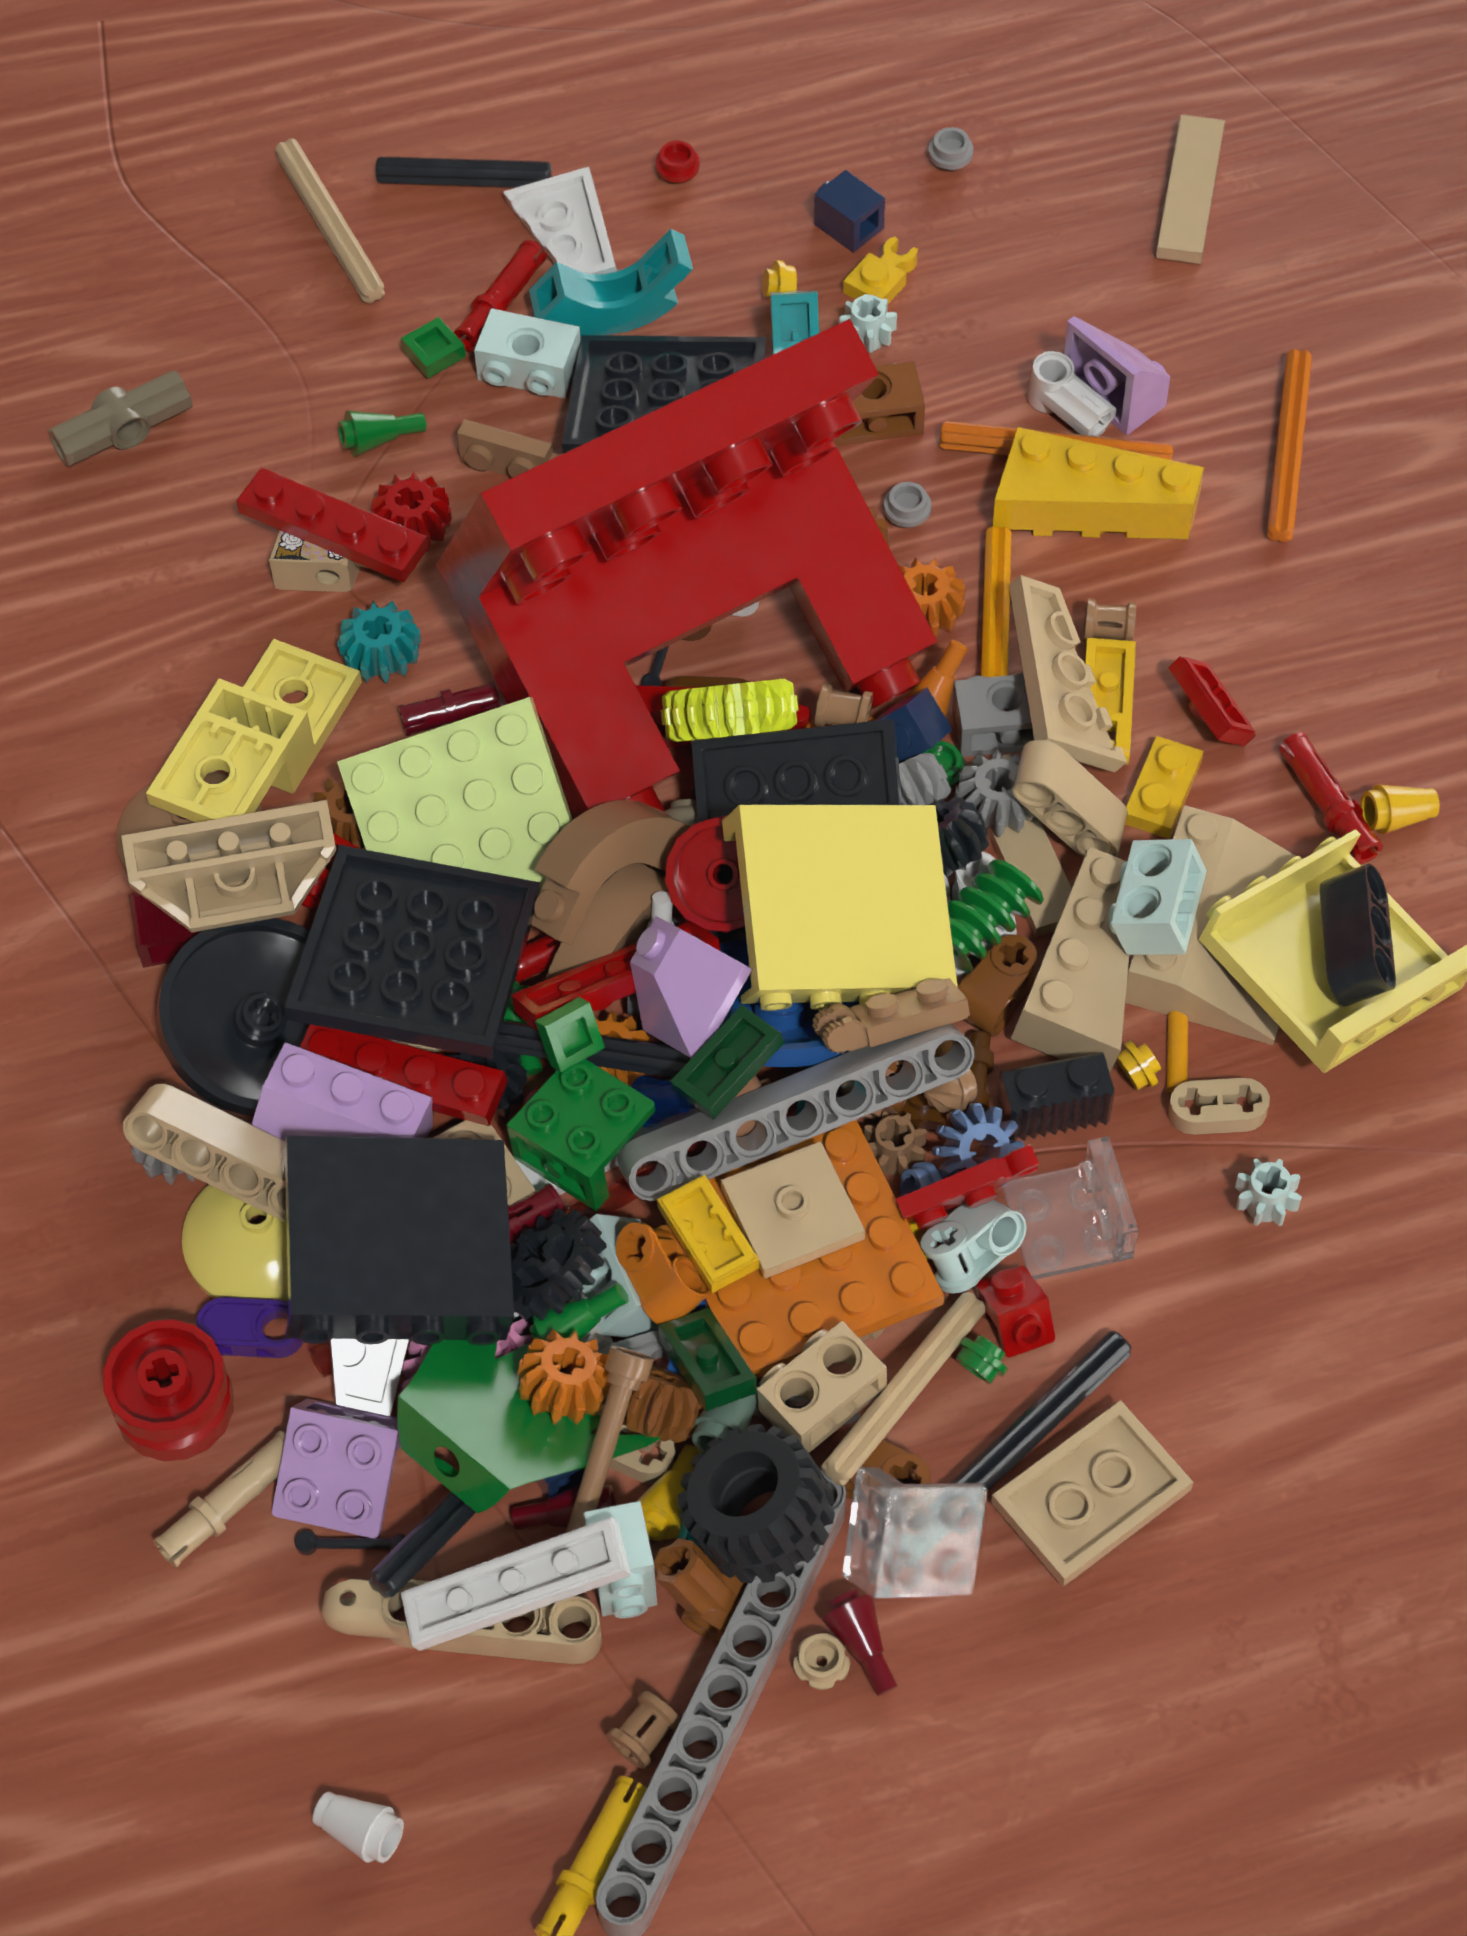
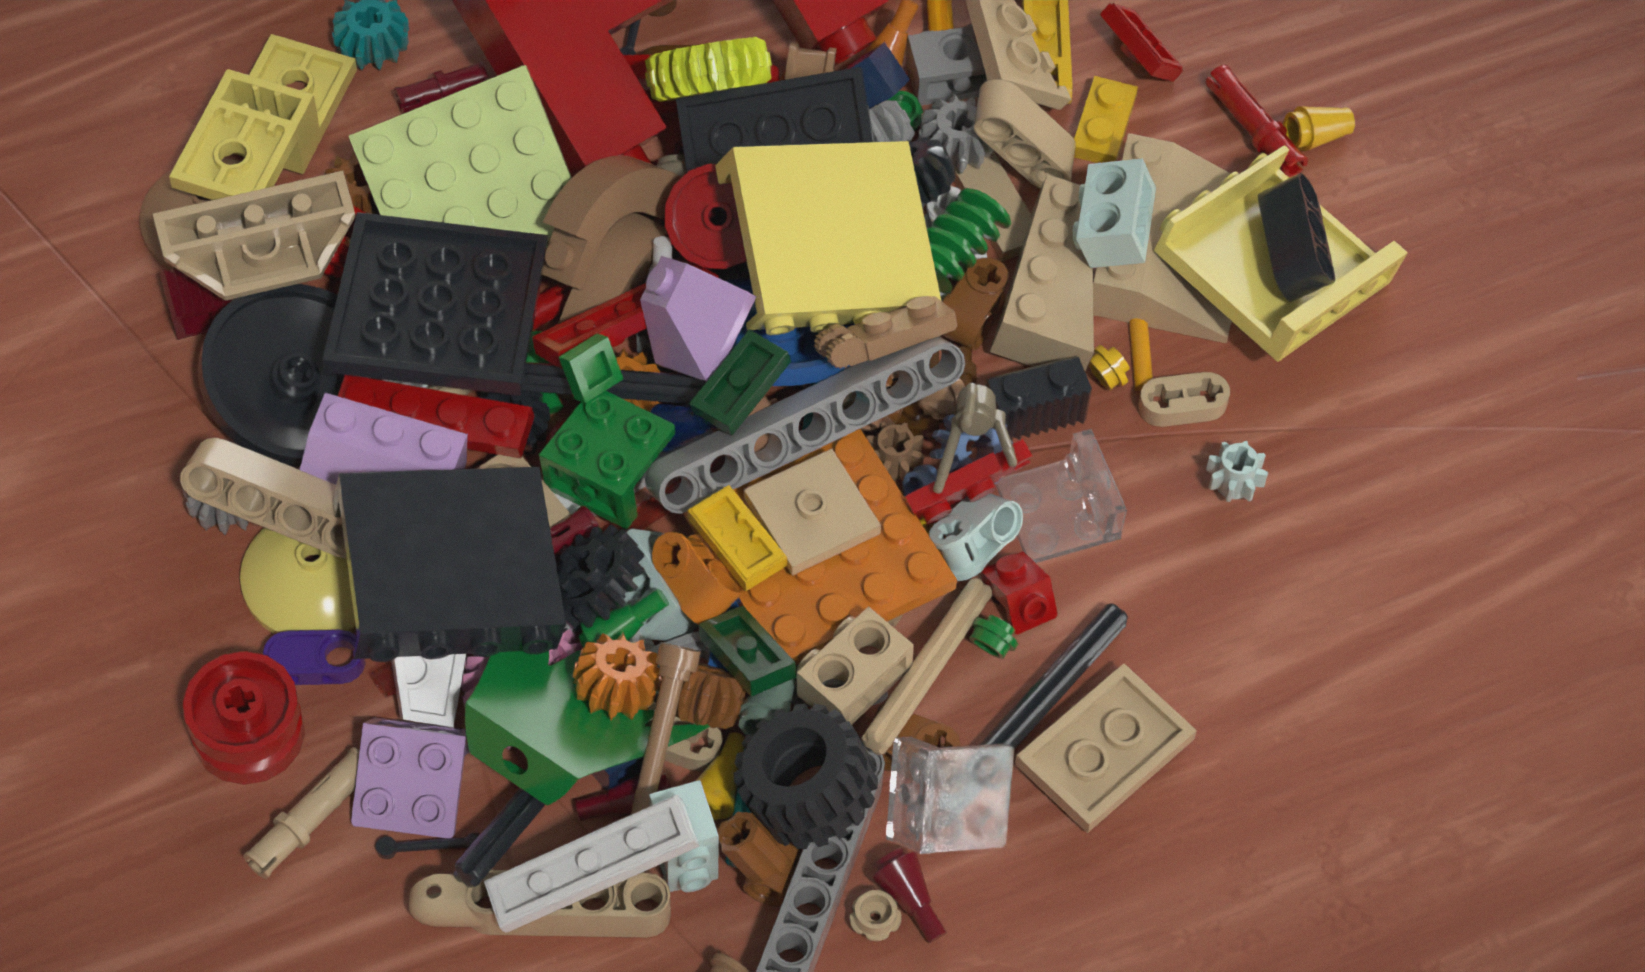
camera: 10 degrees left, 0 degrees up
(980, 1116) = (975, 416): none -> dark tan plant

